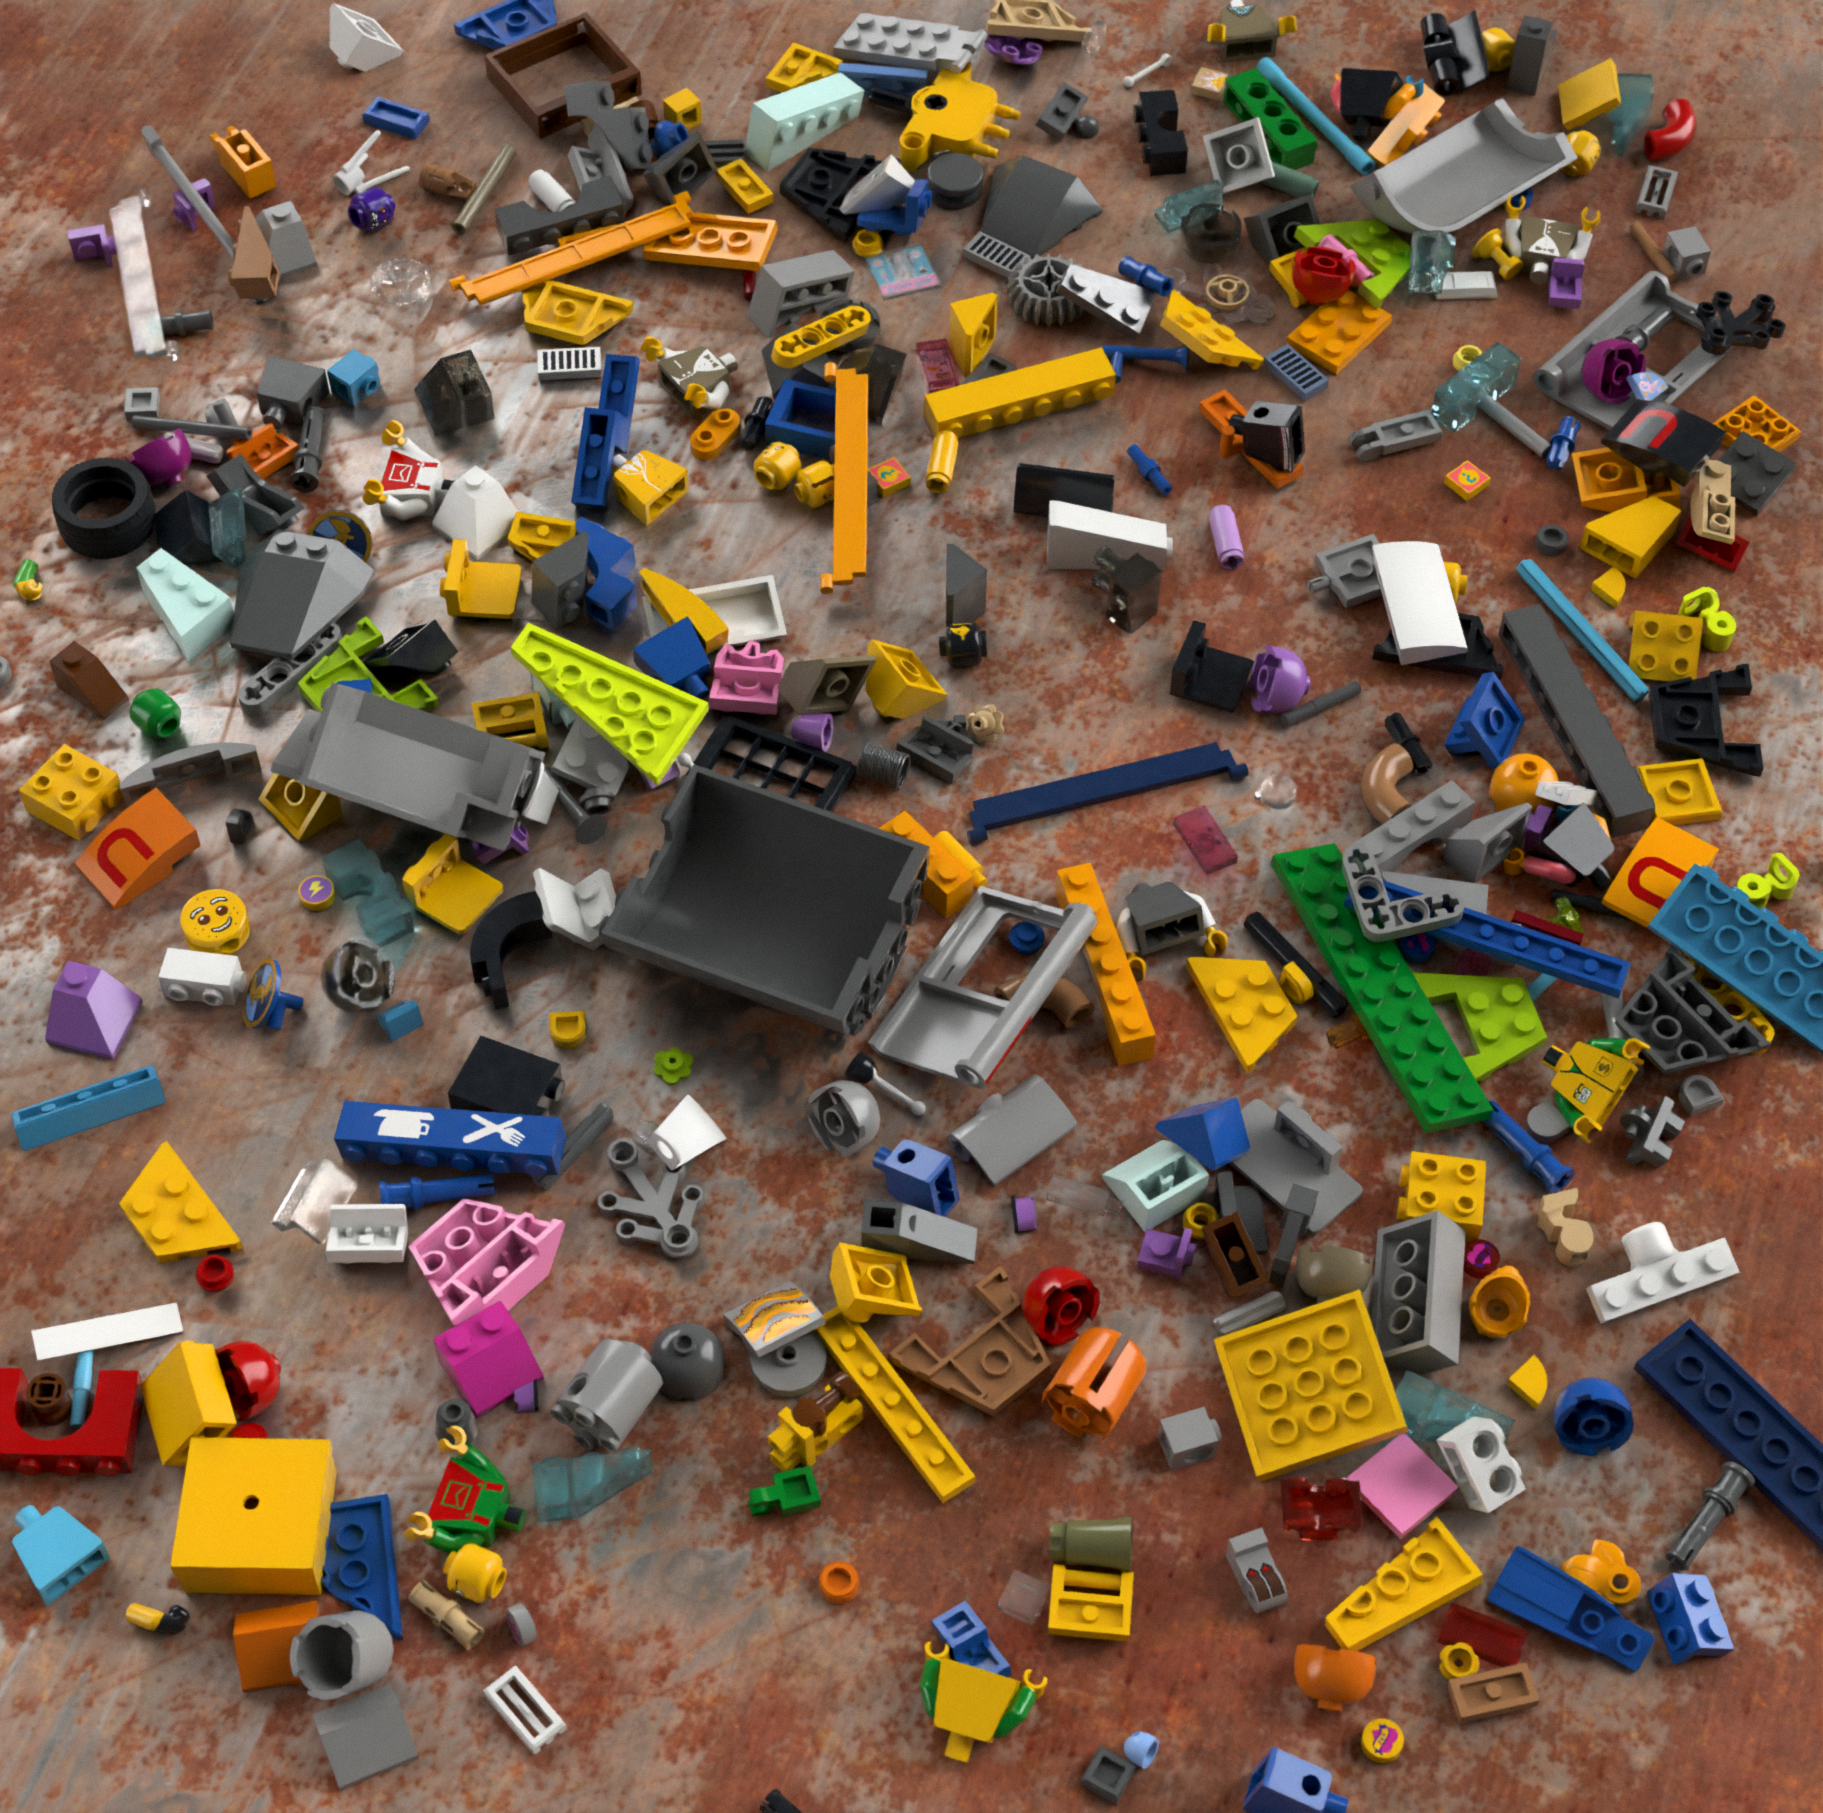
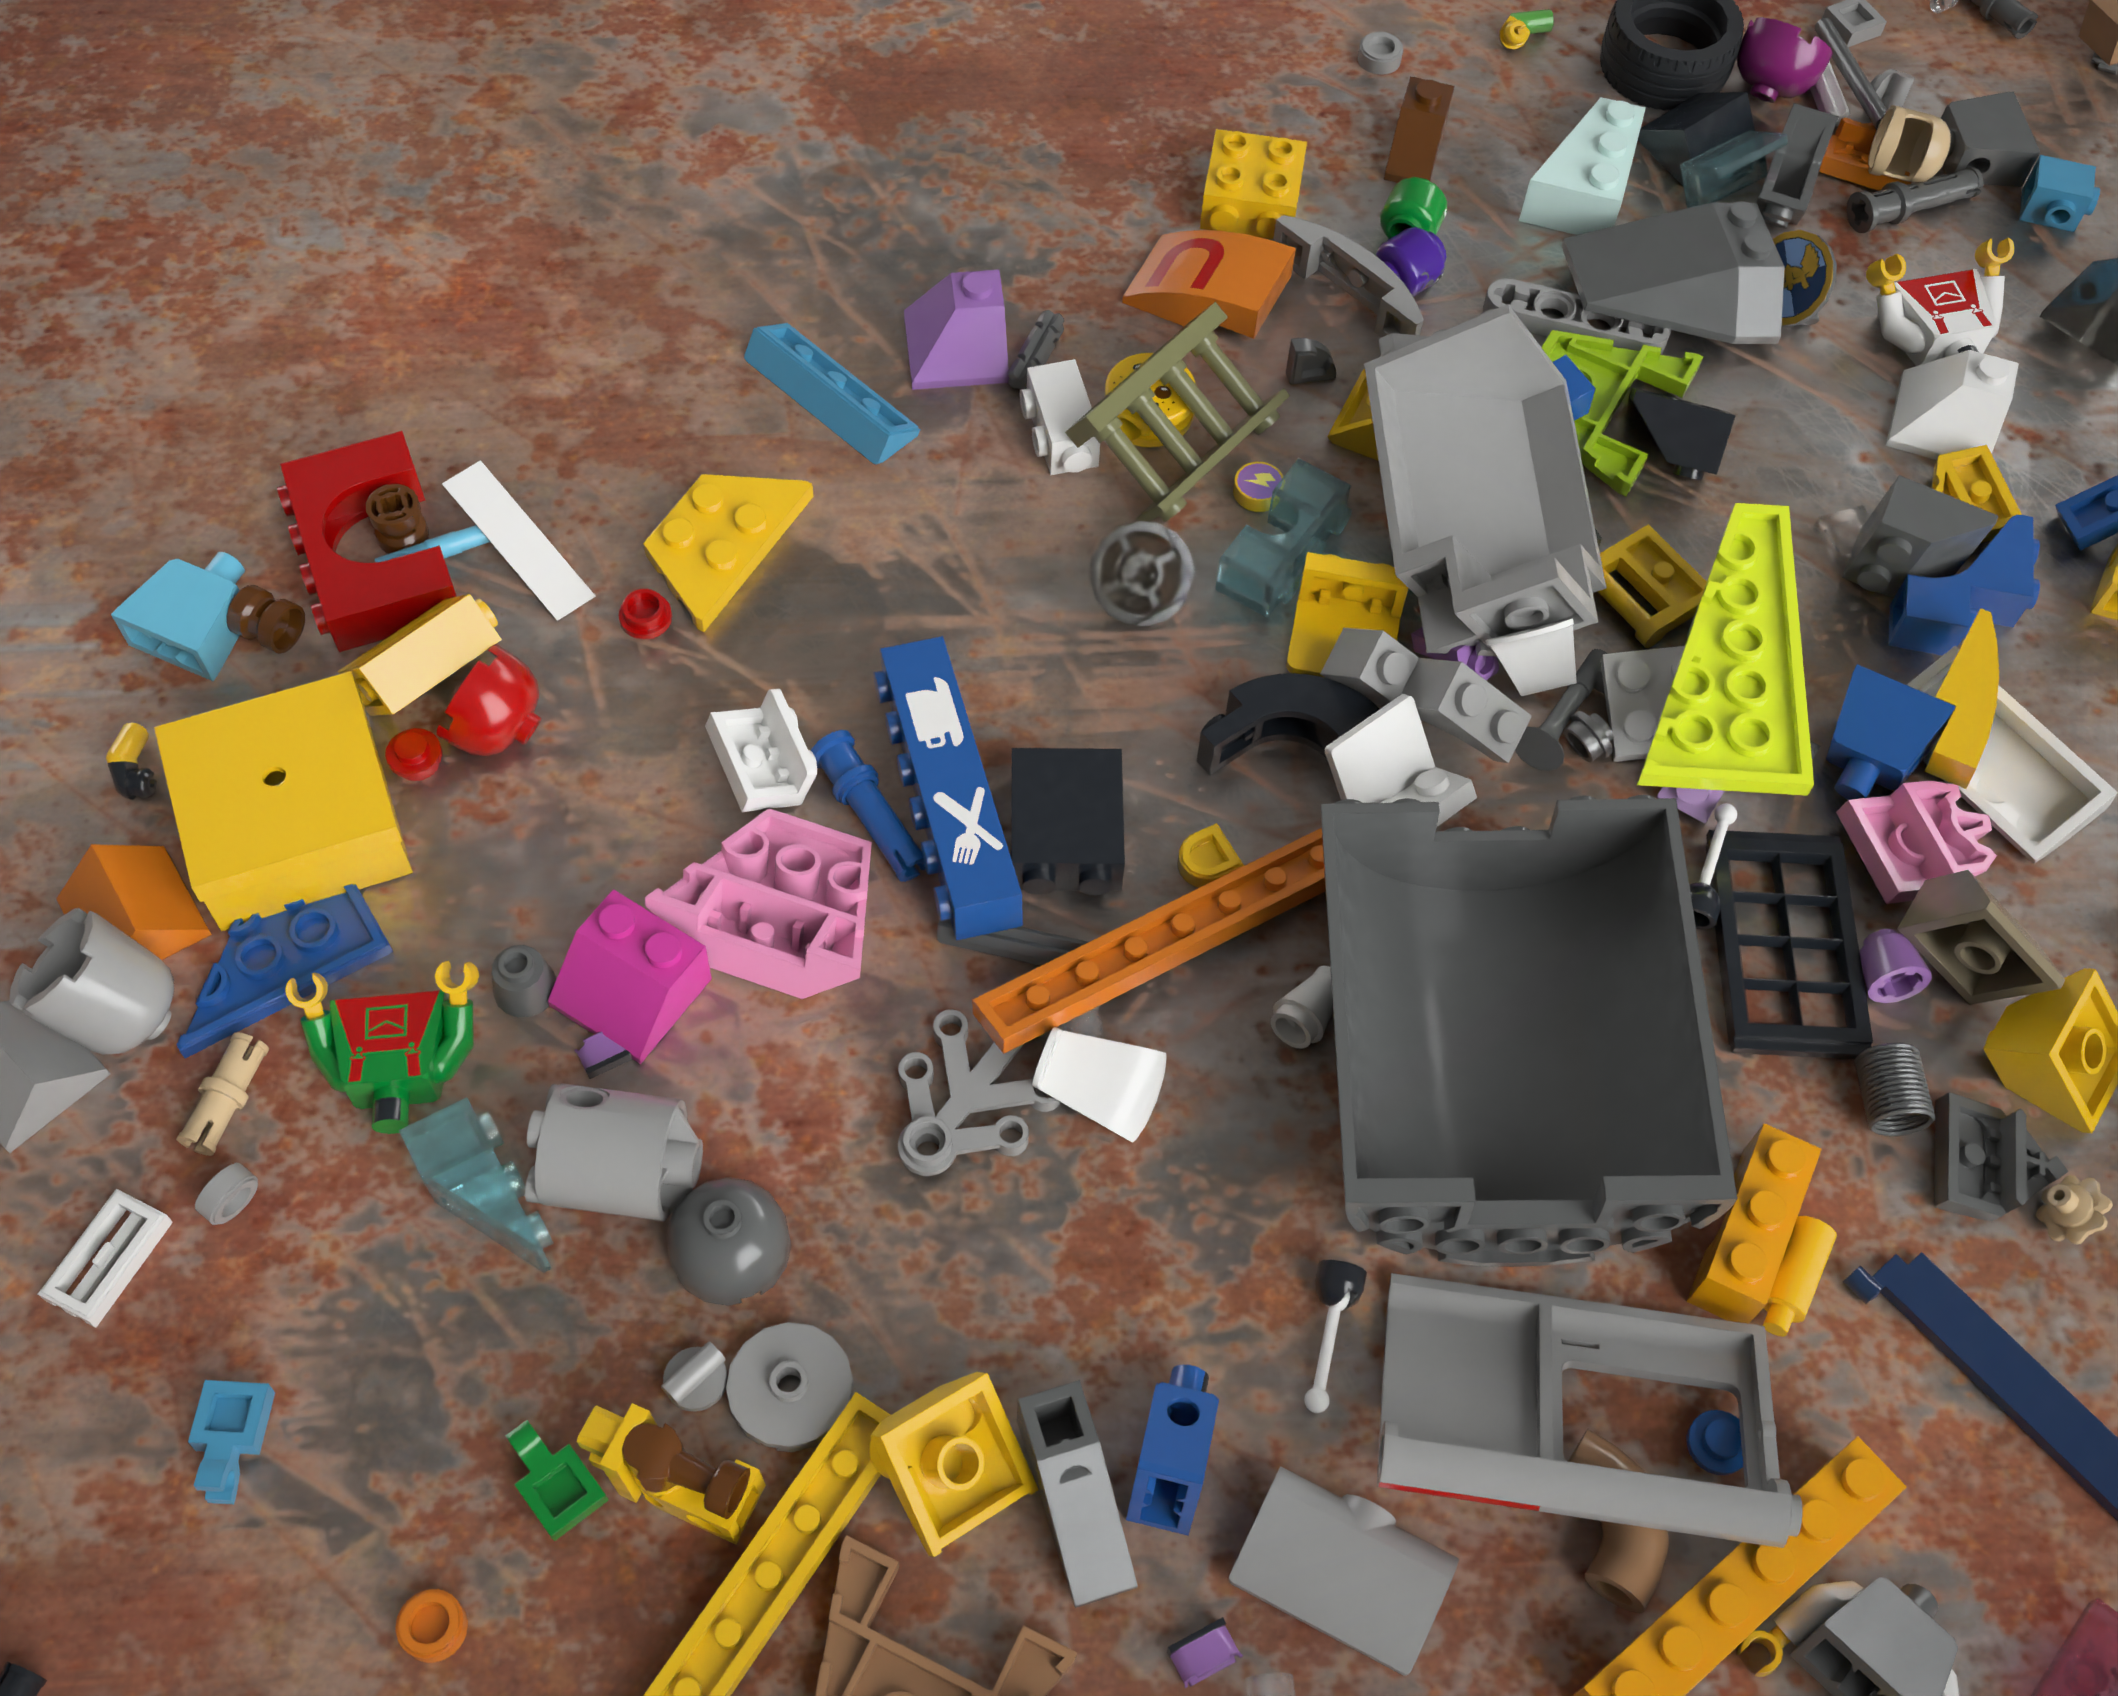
camera: 65 degrees right, 5 degrees up
(78, 1503) = (260, 616): none -> reddish brown wheel
(130, 973) = (1036, 347): none -> dark grey axle
(195, 728) = (1415, 258): none -> dark purple head
(229, 926) = (1137, 397): none -> olive fence
(265, 1000) = (1071, 508): shield -> none
(276, 427) = (1909, 143): none -> tan helmet
(310, 1199) = (807, 673): clear panel -> none
(400, 1019) = (1117, 656): dark azure slope -> none
(475, 1573) = (286, 1100): yellow head -> none
(478, 587) = (1835, 453): yellow bracket -> none
(513, 874) = (1443, 690): none -> light grey arch
(616, 1060) = (1152, 944): none -> orange plate
(673, 1065) = (1216, 1029): lime plant -> none
(673, 1655) = (227, 1424): none -> dark azure plate
(695, 1017) = (1305, 1010): none -> white cone
(760, 1403) = (695, 1378): none -> light grey plate
(774, 1319) = (834, 1335): slope -> none
(844, 1116) = (1237, 1294): light grey cylinder -> none

